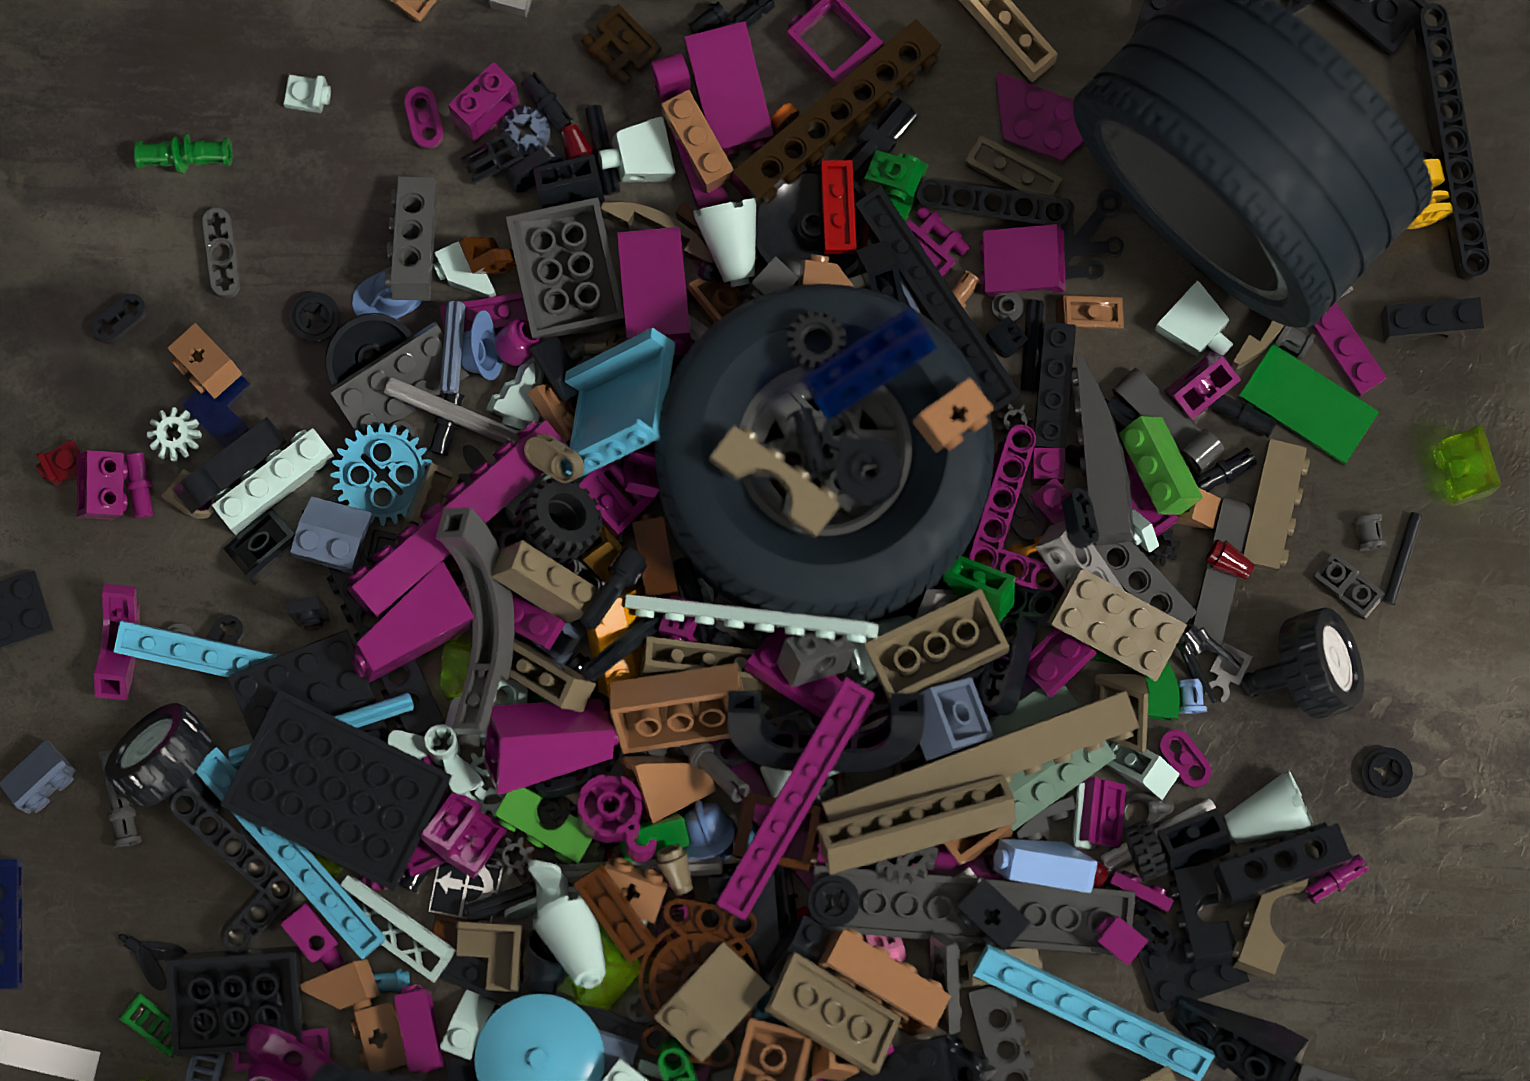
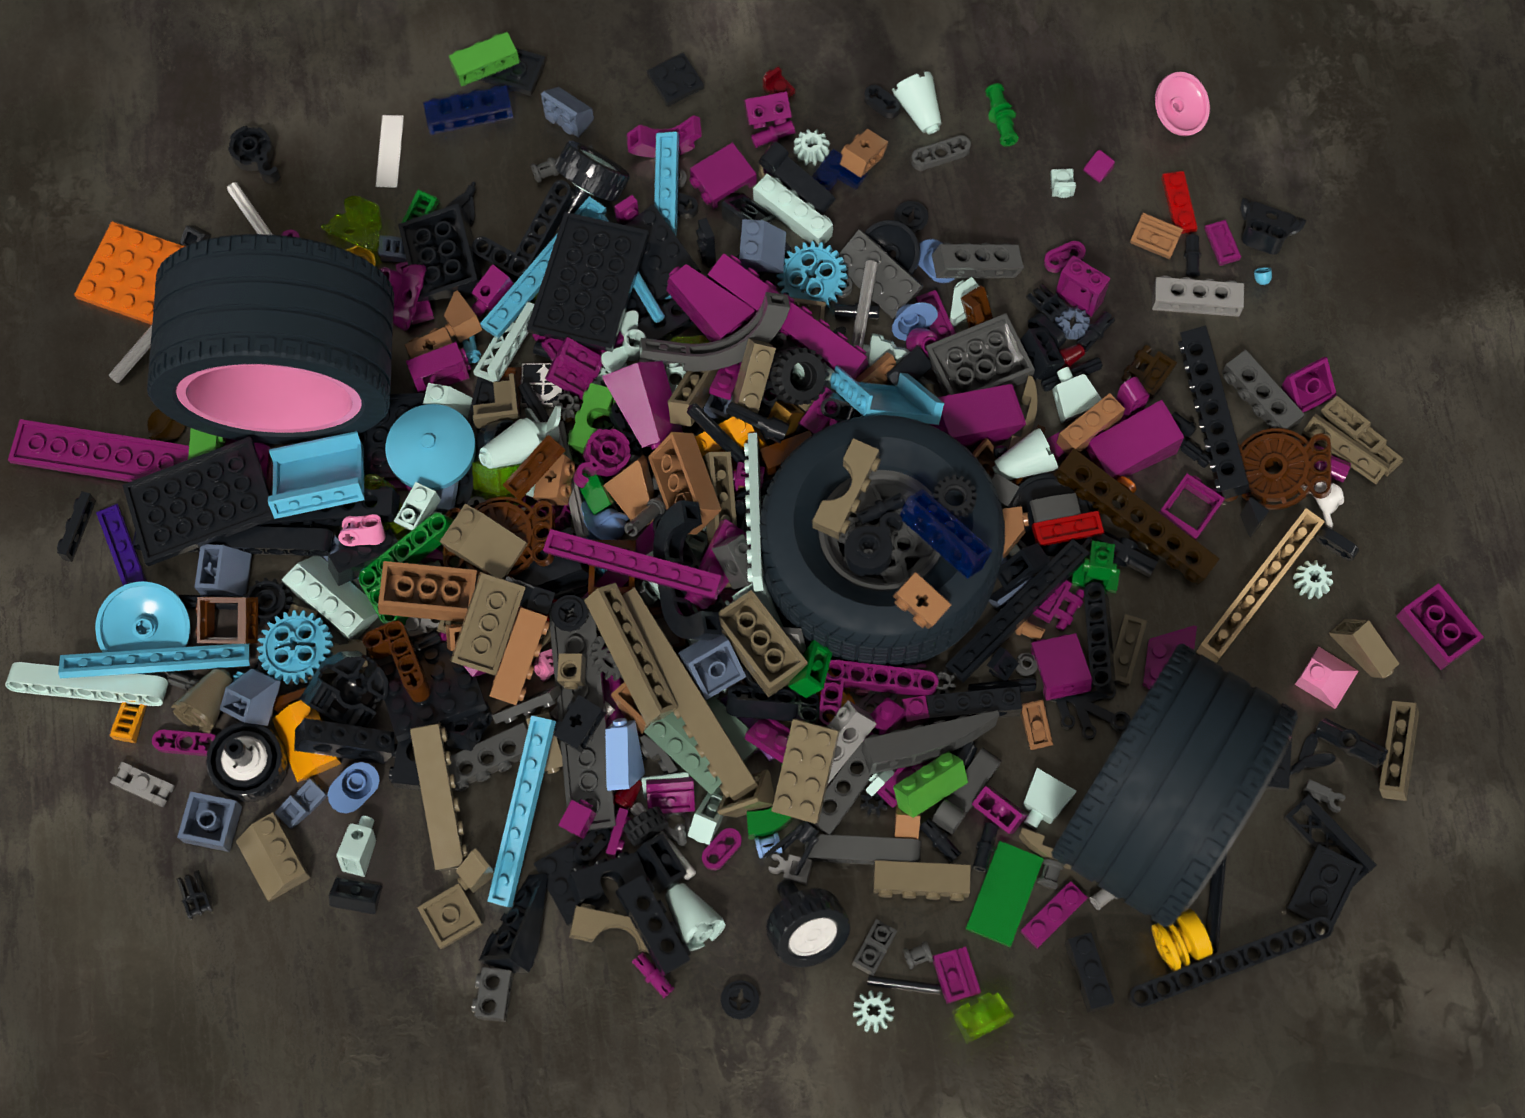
camera: 80 degrees right, 10 degrees down
(139, 263) = (920, 101): none -> light aqua cone
(193, 571) = (722, 175): none -> magenta panel
(231, 717) = (626, 210): none -> magenta plate
(292, 36) = (1099, 166): none -> magenta slope
(452, 347) = (907, 298): sand blue axle -> none
(547, 455) = (839, 360): dark tan piece -> none
(622, 472) = (844, 410): none -> black piece
(675, 868) = (573, 503): dark tan cone -> none
(807, 216) = (1054, 507): none -> dark grey slope
(906, 901) = (567, 661): none -> dark tan brick
(1079, 518) = (875, 729): black beam -> none
(1227, 559) = (872, 848): dark red cone -> none
(1404, 489) = (956, 975): none -> magenta plate
(1444, 610) = (873, 1020): none -> light aqua gear

